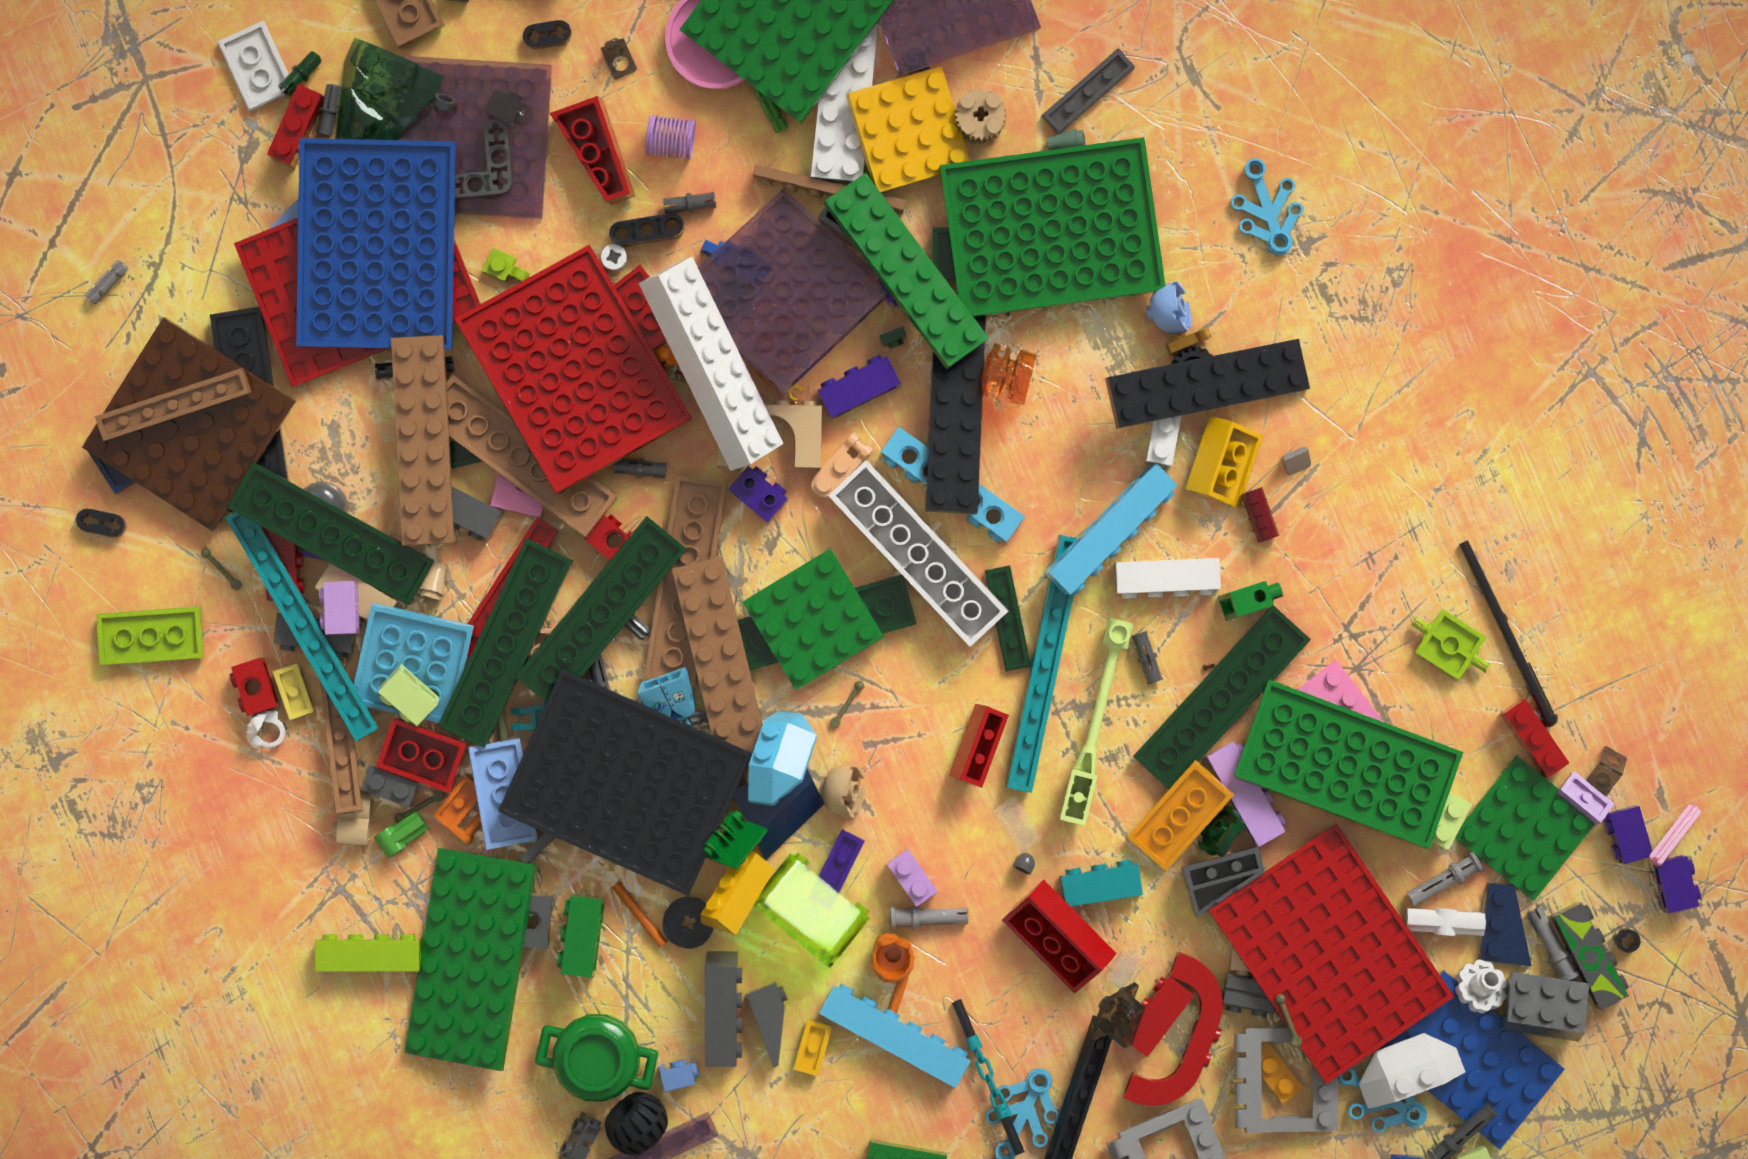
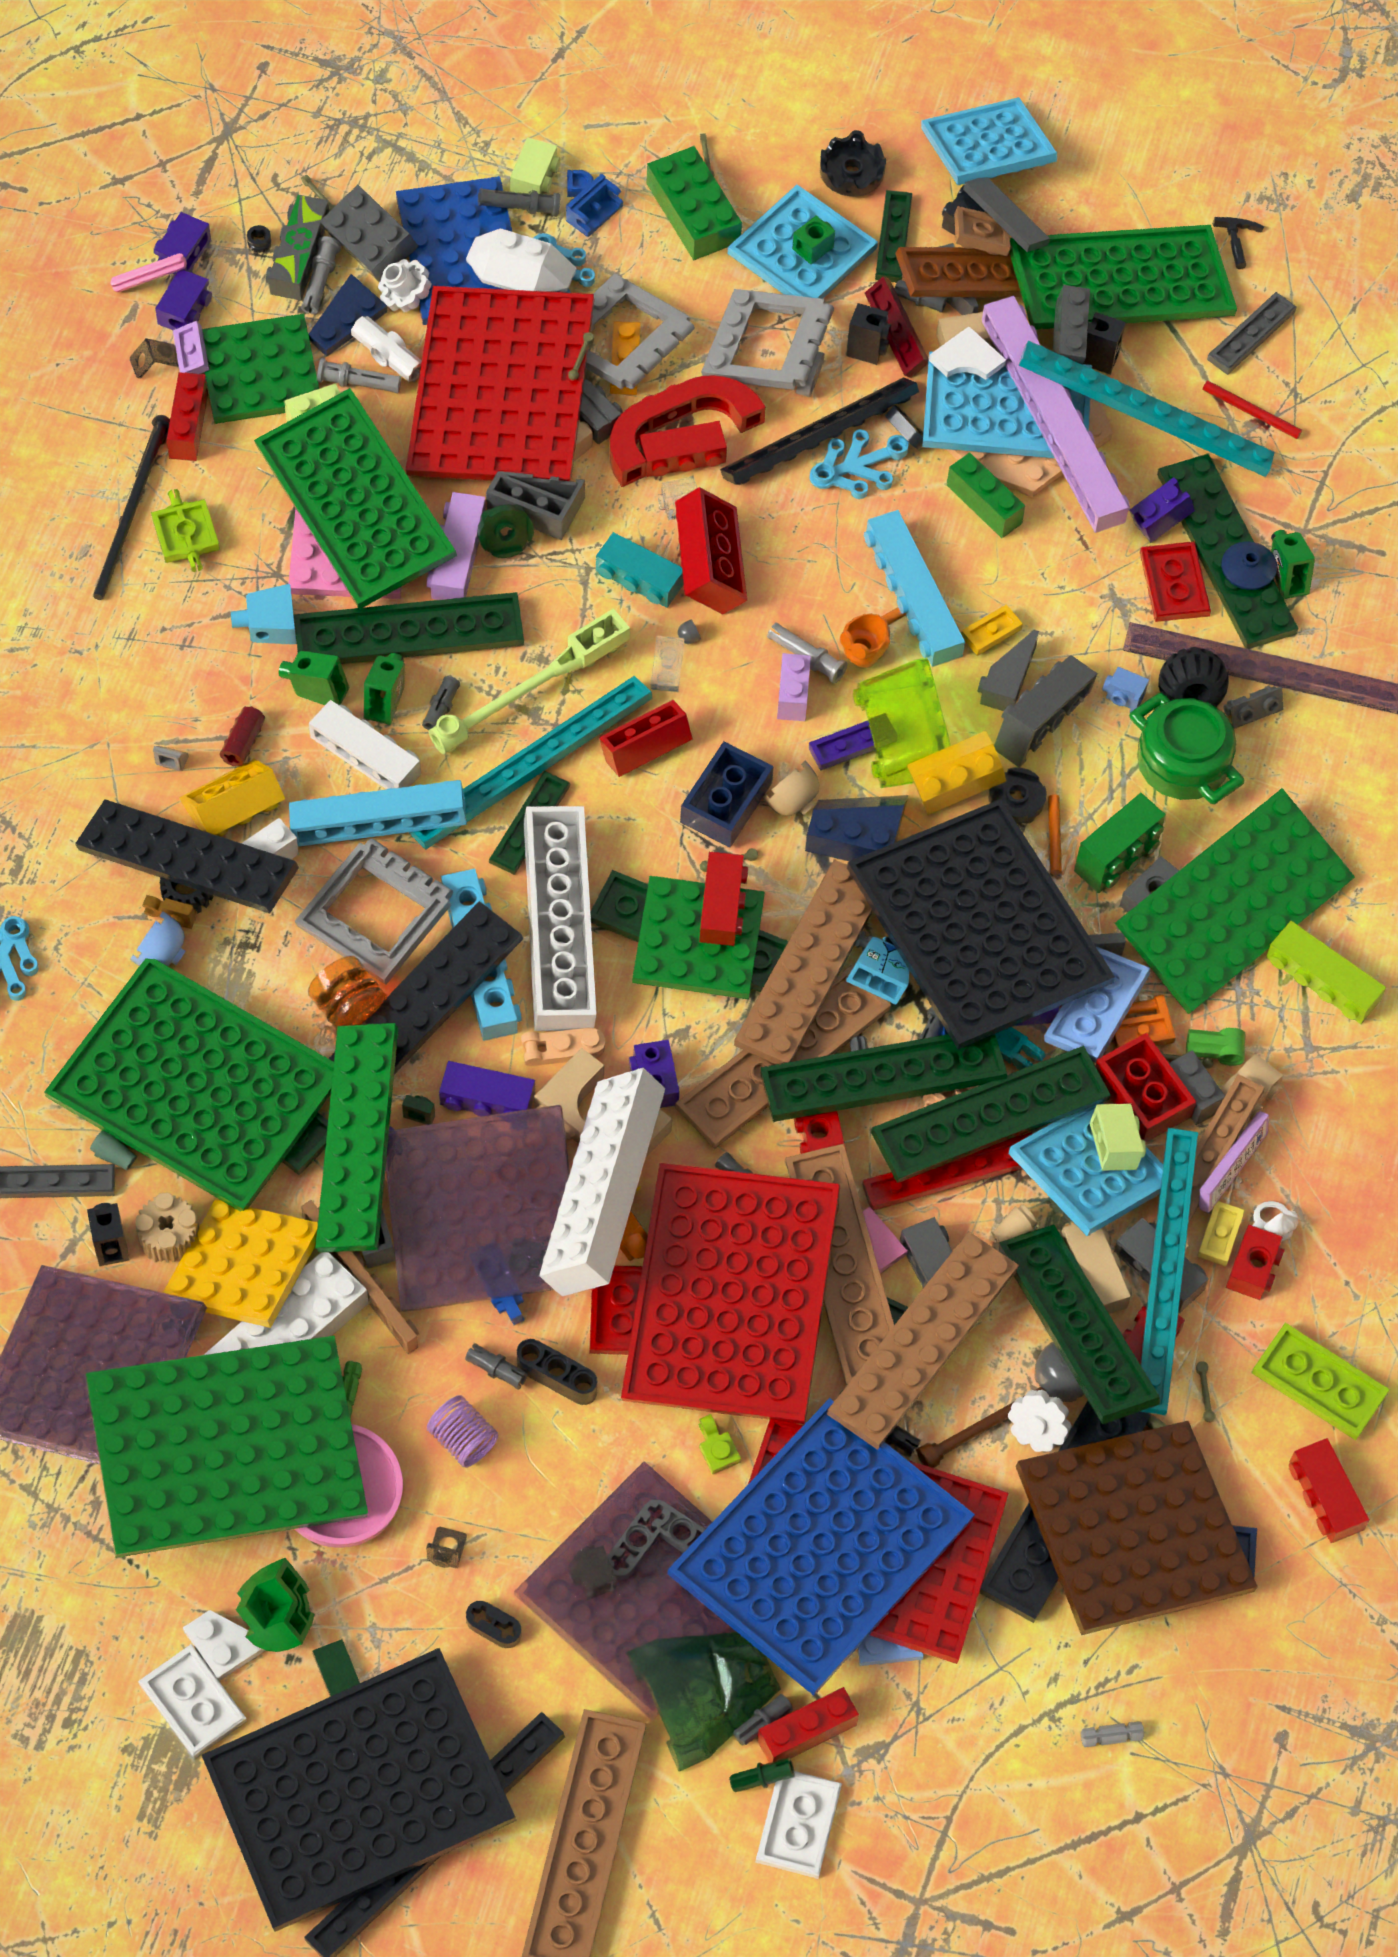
camera: 145 degrees left, 25 degrees down
(89, 558) = (1328, 1491): none -> red brick
(101, 516) = (1296, 1514): black beam -> none
(173, 404) = (1138, 1541): medium nougat plate -> none
(307, 452) = (1039, 1420): none -> white plant
(321, 748) = (1233, 1161): none -> lavender tile
(340, 608) = (1120, 1252): lavender brick -> none
(361, 375) = (932, 1454): none -> reddish brown piece
(443, 103) = (647, 1629): dark grey hinge -> none
(595, 145) = (536, 1487): red wedge -> none
(616, 262) = (608, 1380): white wheel -> none
(736, 842) = (922, 801): green hinge -> none
(780, 757) = (822, 842): medium azure wedge -> none
(813, 652) = (723, 898): none -> red brick
(886, 747) = (726, 794): none -> dark blue brick
(1002, 1110) = (854, 535): piece -> none
(1012, 77) = (107, 1228): none -> black brick
(1048, 420) = (396, 873): none -> light grey hinge
(1119, 1016) = (713, 454): clear smoke bracket -> none
(1180, 815) = (526, 566): light orange plate -> none
(1191, 625) = (385, 675): none -> green torso
(1328, 624) = (268, 616): none -> medium azure torso
(1598, 1015) = (307, 182): none -> olive hinge

